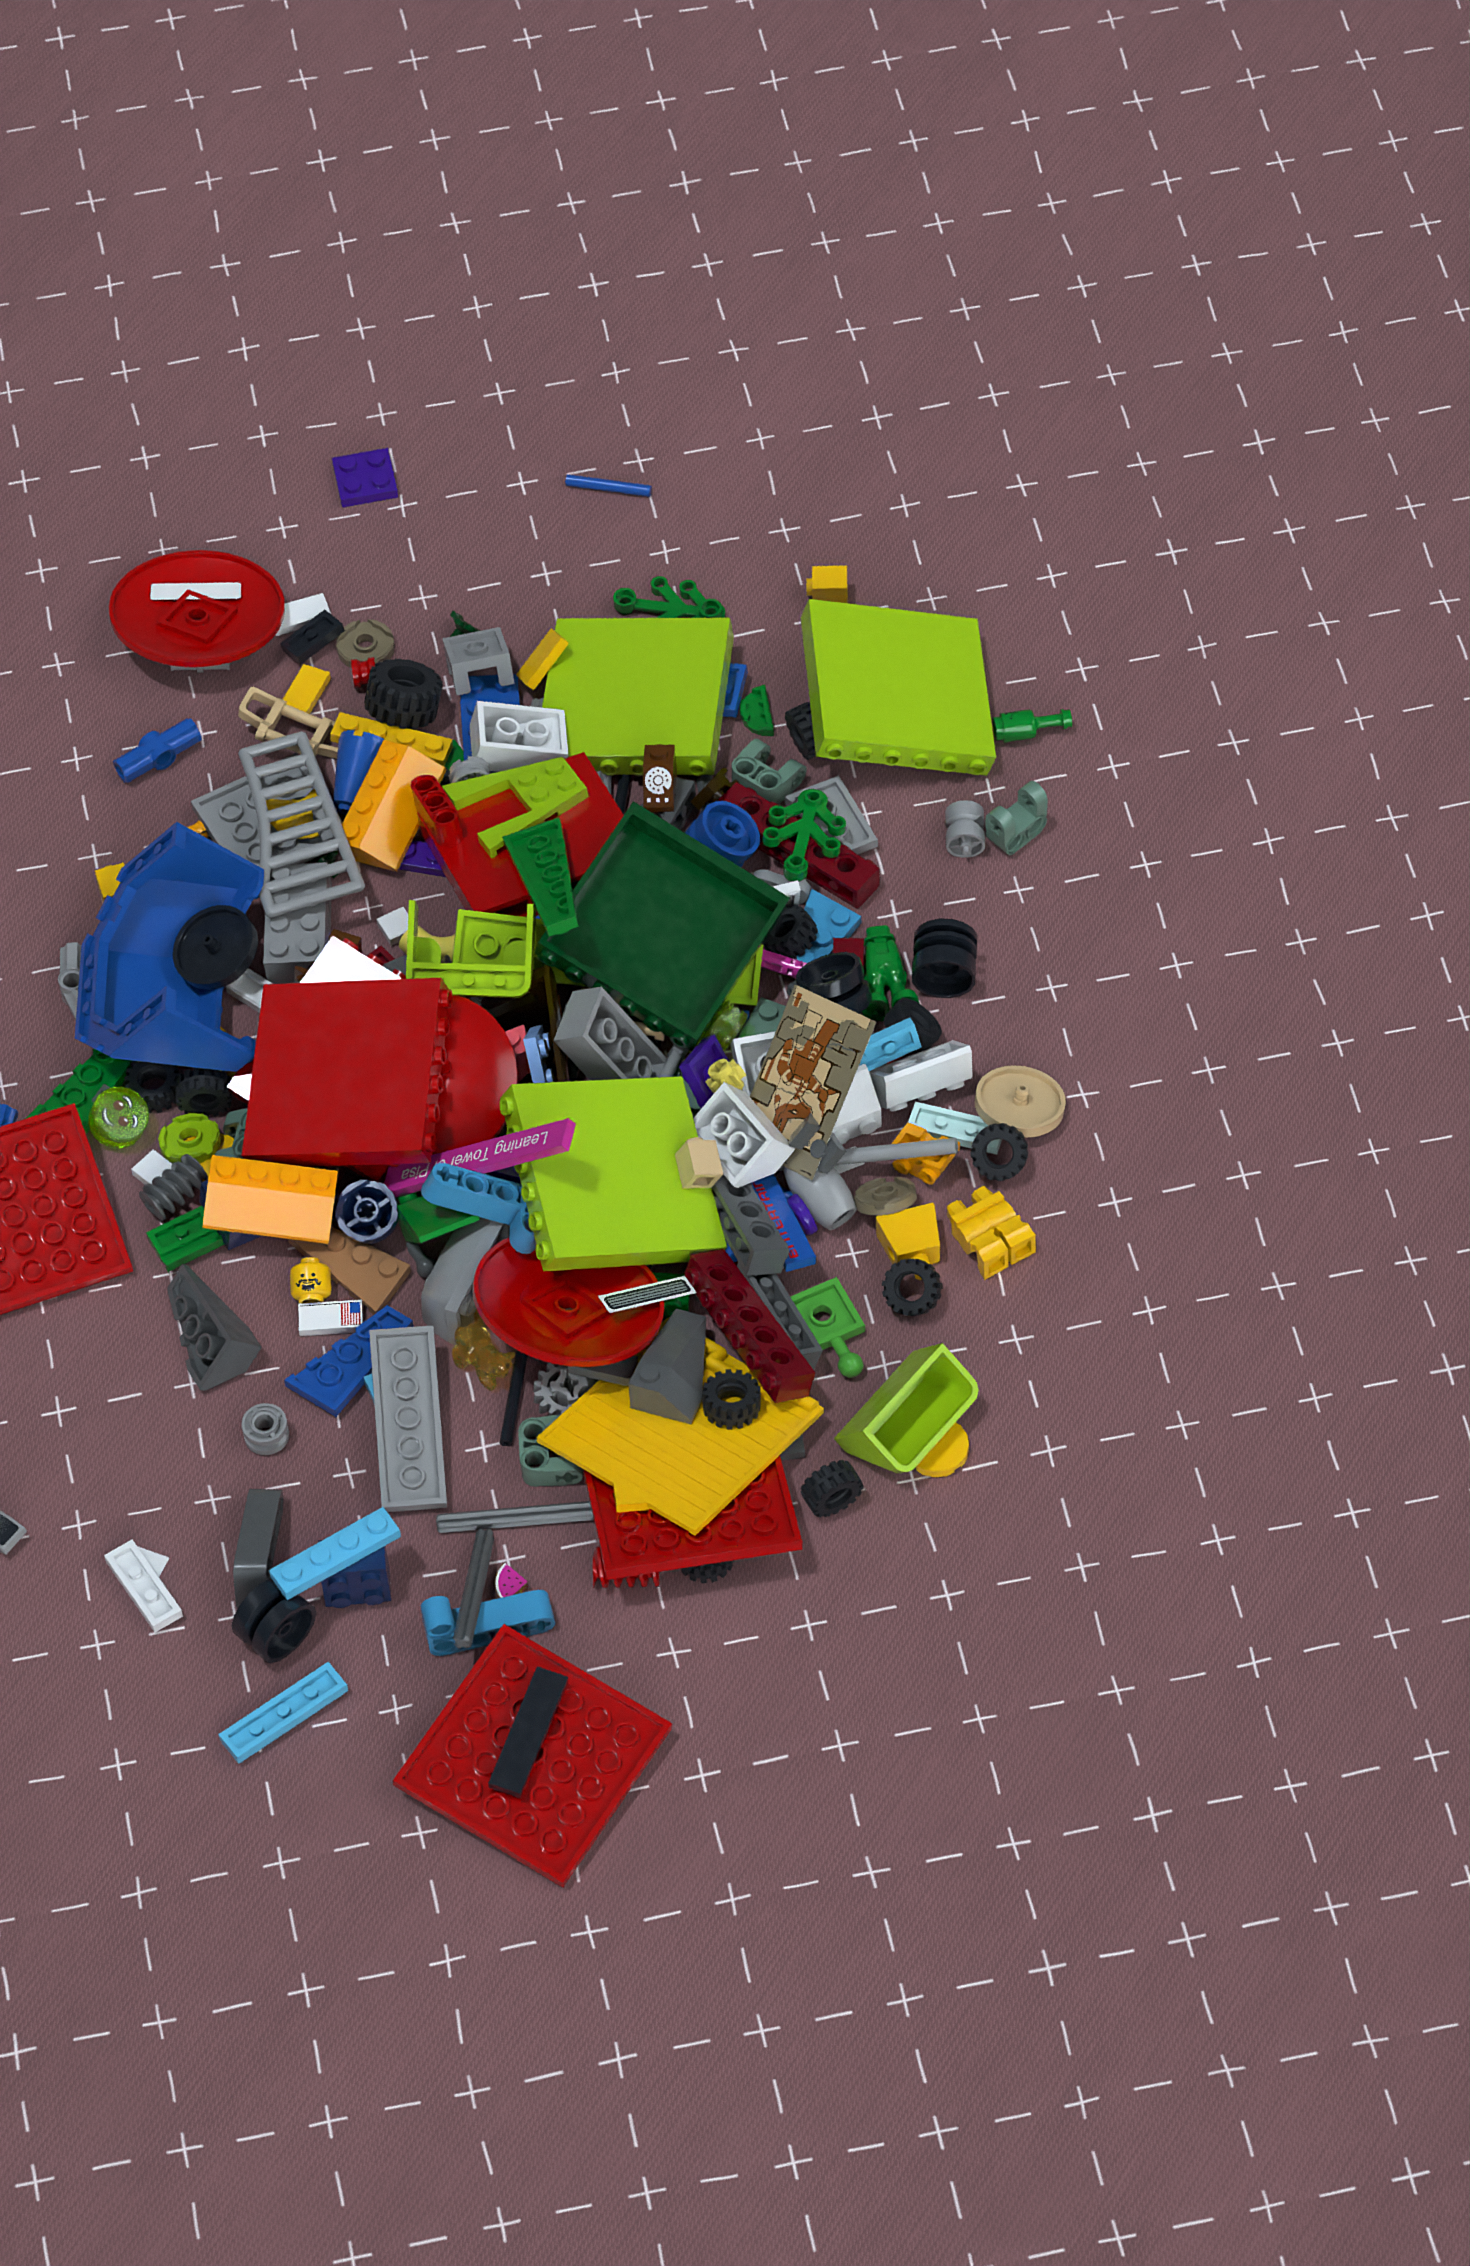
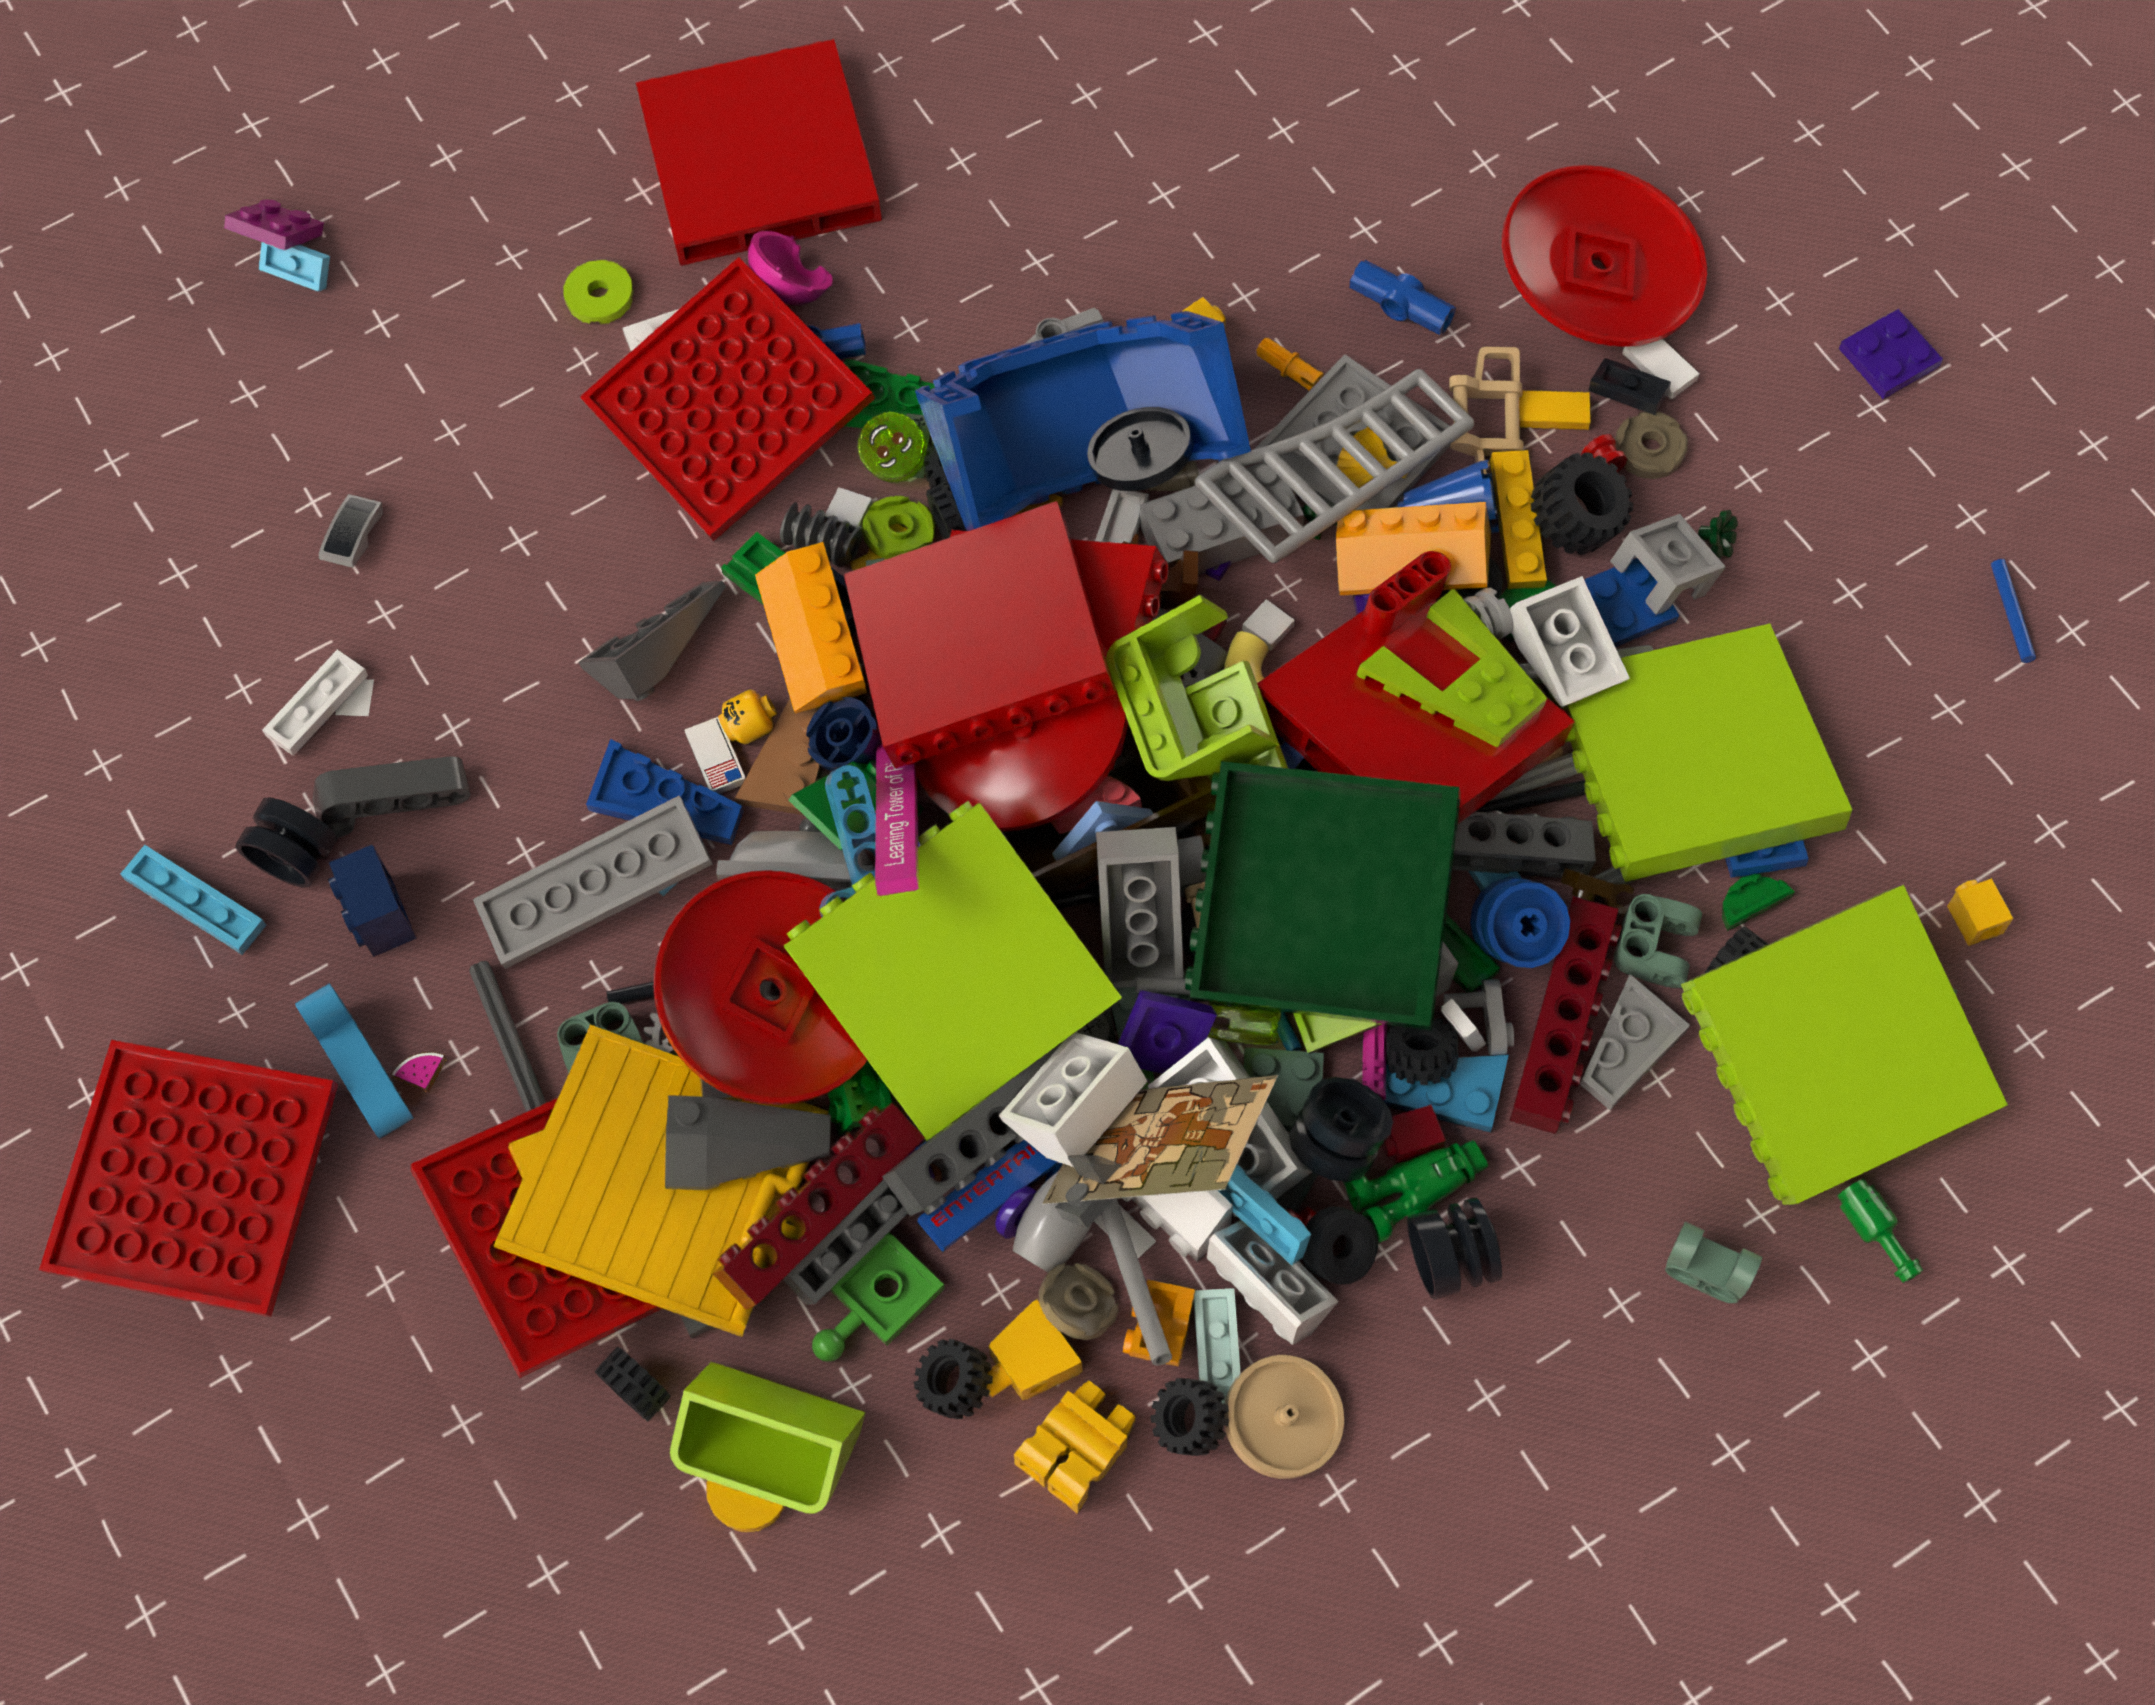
camera: 70 degrees right, 10 degrees up
(213, 590) = (1646, 262): white sticker -> none
(268, 1441) = (546, 759): light grey wheel -> none
(335, 1553) = (354, 867): medium azure plate -> none
(473, 1588) = (382, 1033): dark grey axle -> none
(528, 1732) = (202, 1159): black tile -> none
(542, 659) = (1700, 629): yellow tile -> none
(544, 869) = (1335, 729): green wing -> none
(626, 601) = (1862, 750): green plant -> none
(647, 1294) = (817, 1073): sticker -> none
(659, 778) = (1570, 818): reddish brown slope -> none
(698, 1163) = (1004, 1061): tan brick -> none
(726, 1072) = (1154, 1050): light yellow gear -> none
(731, 1412) = (712, 1198): black tyre -> none
(811, 804) = (1578, 1011): green plant -> none
(965, 829) = (1669, 1206): light grey wheel -> none

